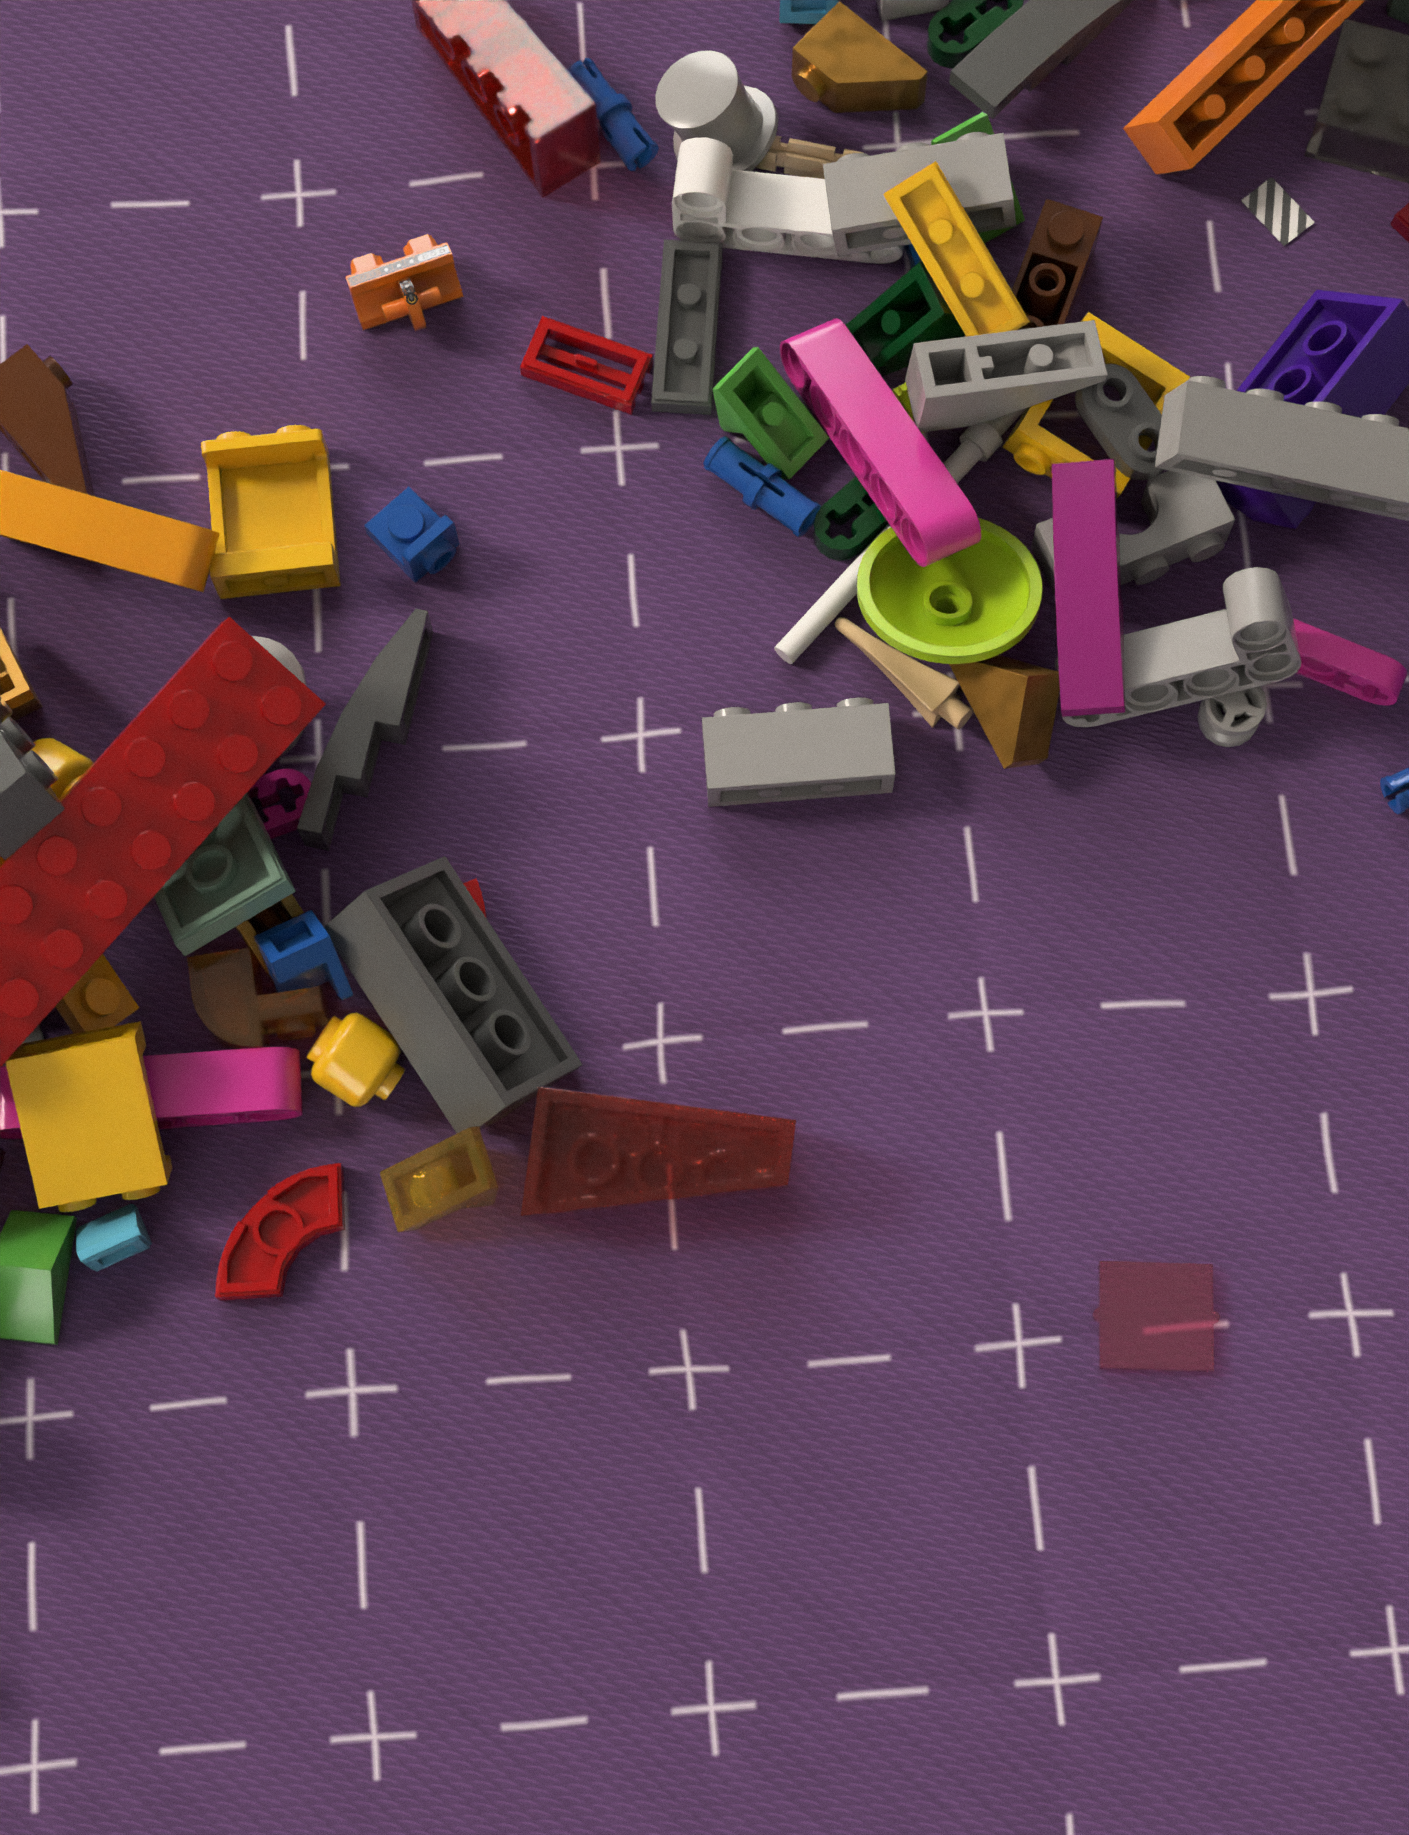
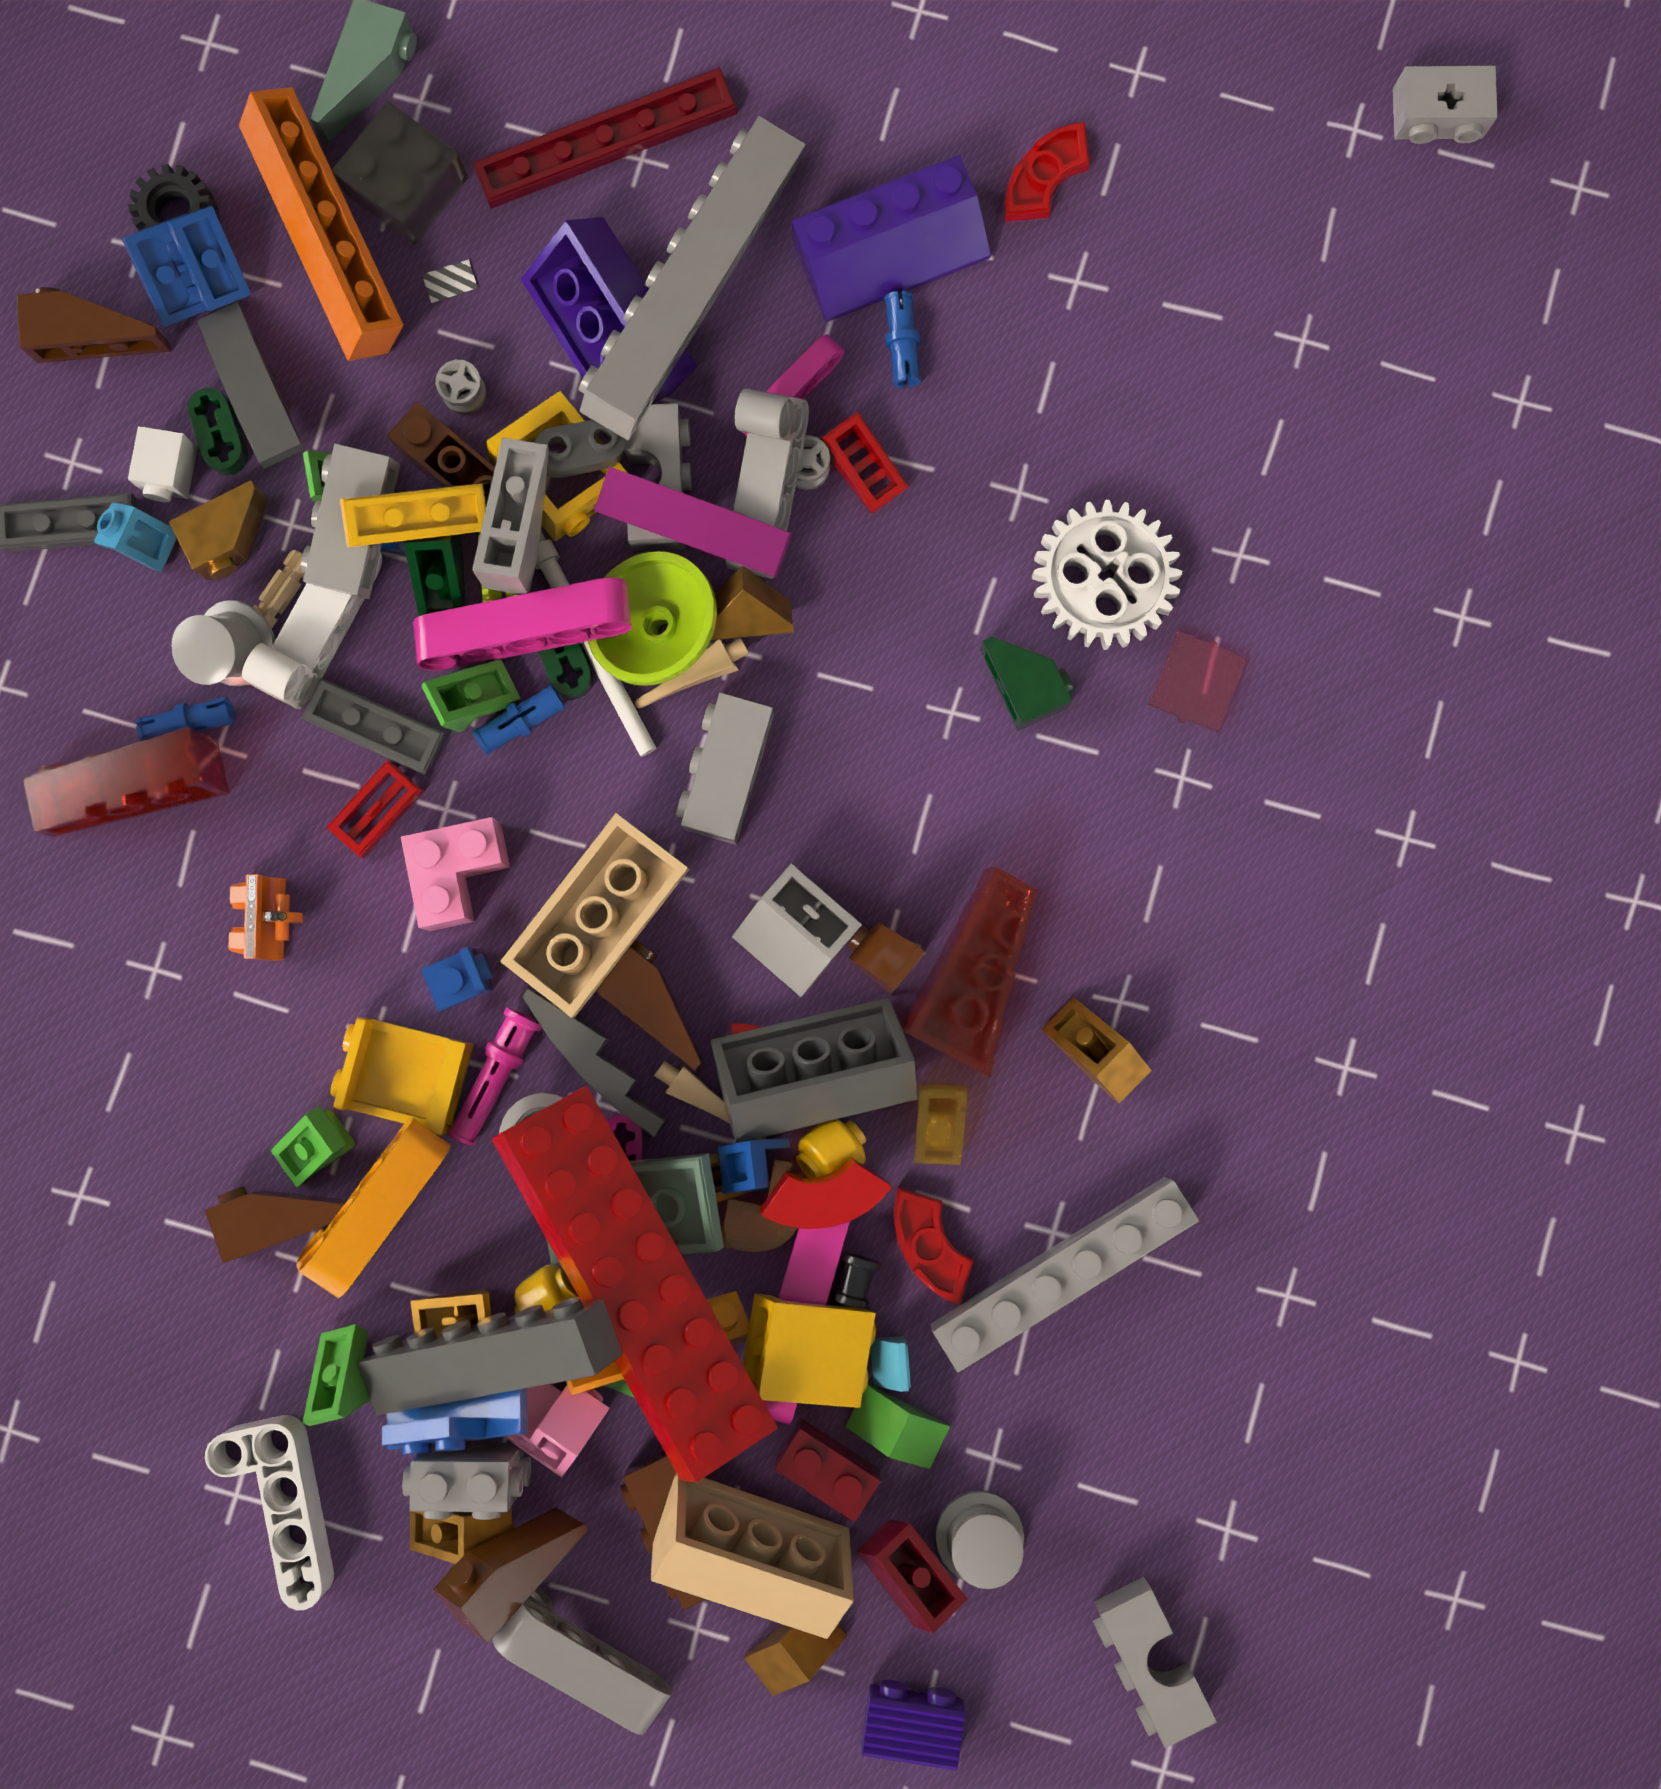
camera: 70 degrees left, 10 degrees up
(150, 443) = (312, 1145): none -> bright green slope
(202, 1149) = (854, 1280): none -> black bush
(289, 1064) = (825, 1199): none -> red tile
(300, 1412) = (1063, 1273): none -> light grey brick
(336, 621) = (503, 1056): none -> dark pink pin
(376, 854) = (689, 1088): none -> tan piece
(470, 761) = (644, 996): none -> reddish brown slope
(548, 461) = (441, 862): none -> bright pink brick
(549, 653) = (594, 915): none -> tan slope
(609, 1353) = (1097, 1049): none -> pearl gold slope
(625, 912) = (796, 930): none -> light grey slope
(626, 1031) = (884, 955): none -> reddish brown slope
(1059, 1088) = (1027, 682): none -> dark green slope
(1156, 256) = (457, 377): none -> light grey wheel
(1286, 735) = (866, 439): none -> red slope
(1297, 1162) = (1135, 547): none -> white gear

